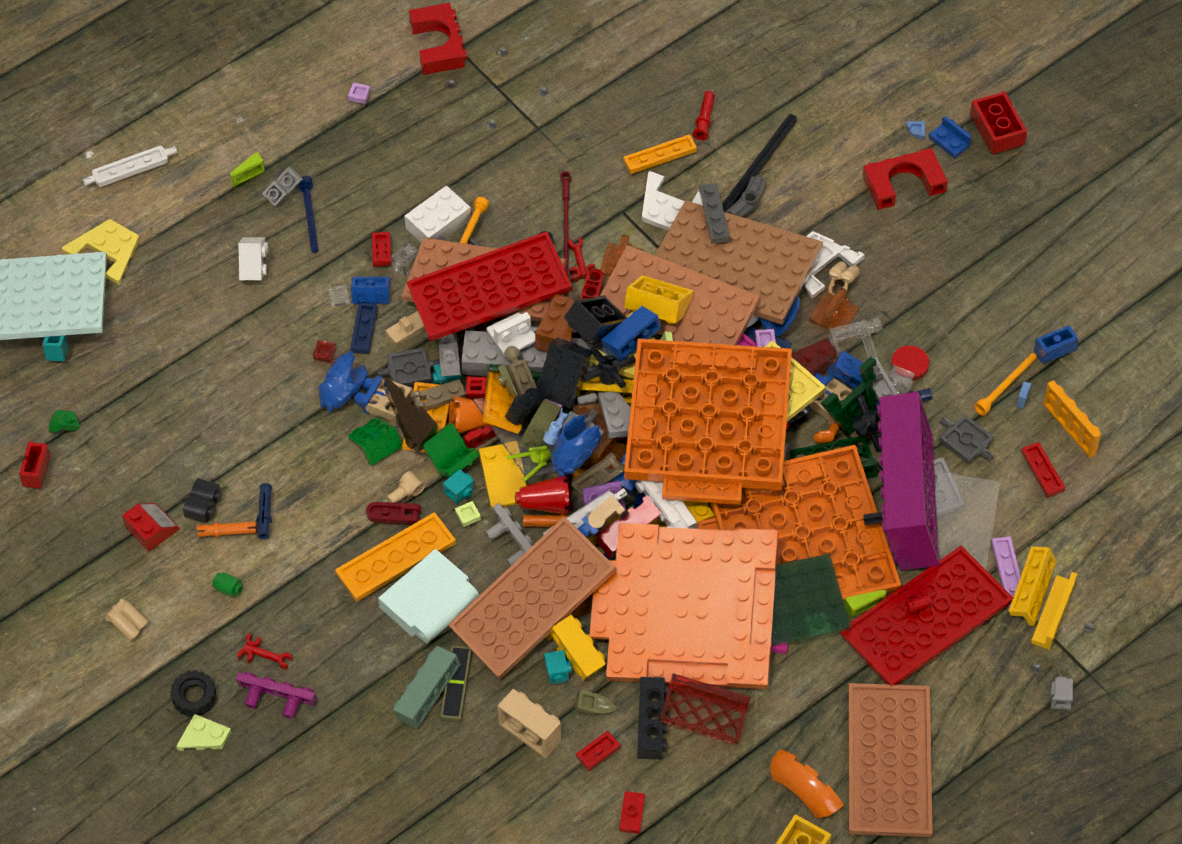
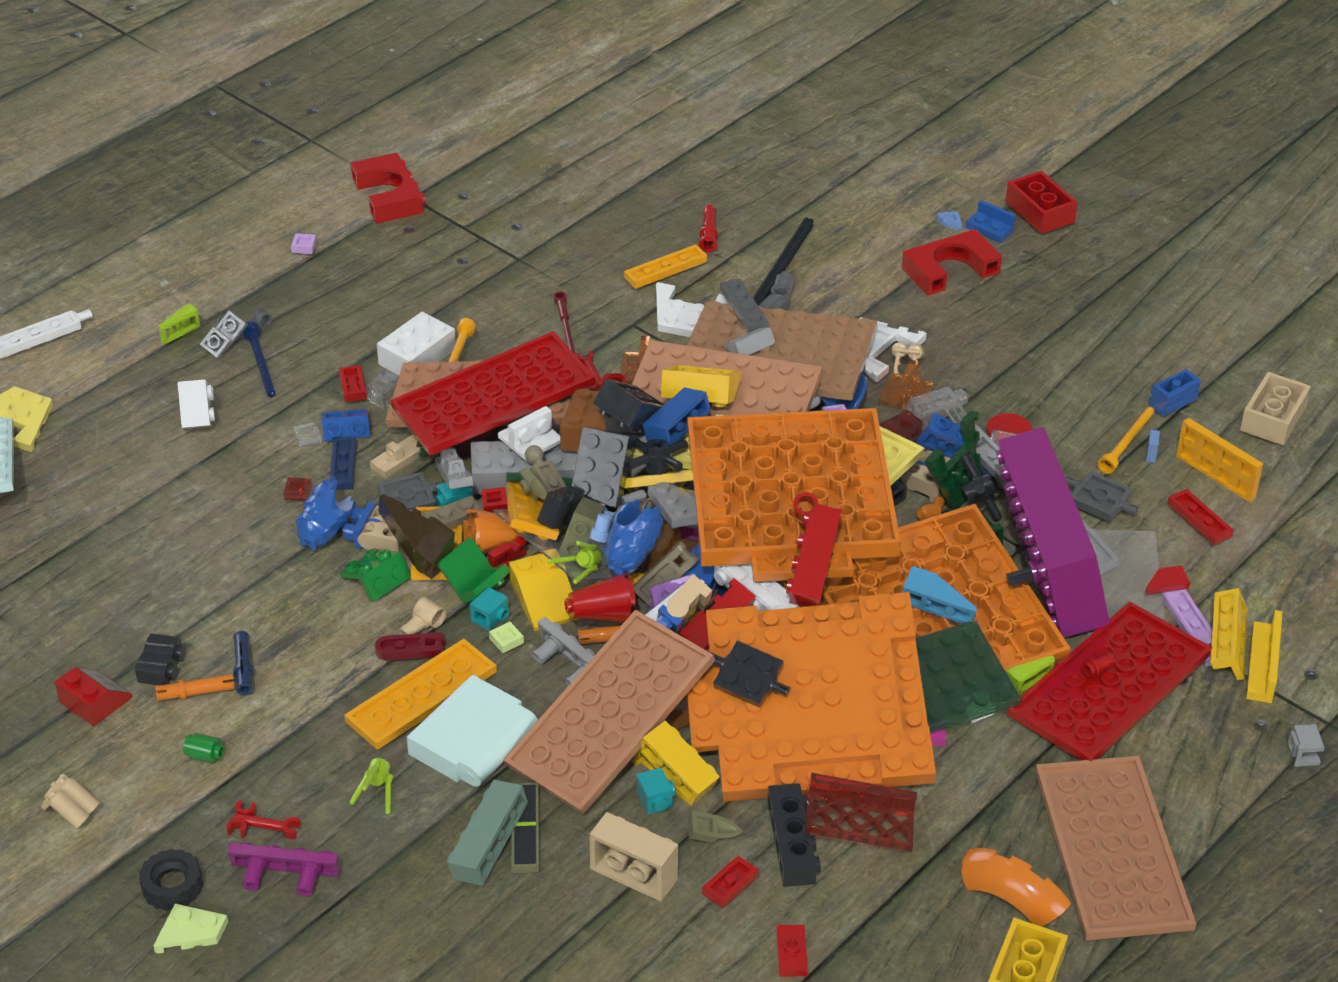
camera: 10 degrees left, 15 degrees down
(315, 171) = (263, 318): none -> dark grey plate
(351, 625) = (376, 775): none -> lime plant
(640, 584) = (749, 674): none -> black plate
(710, 255) = (751, 341): none -> light grey slope
(712, 484) = (815, 552): none -> red hinge
(799, 526) = (937, 597): none -> dark azure slope
(997, 529) = (1168, 580): none -> red tile
(1136, 370) = (1275, 408): none -> tan brick

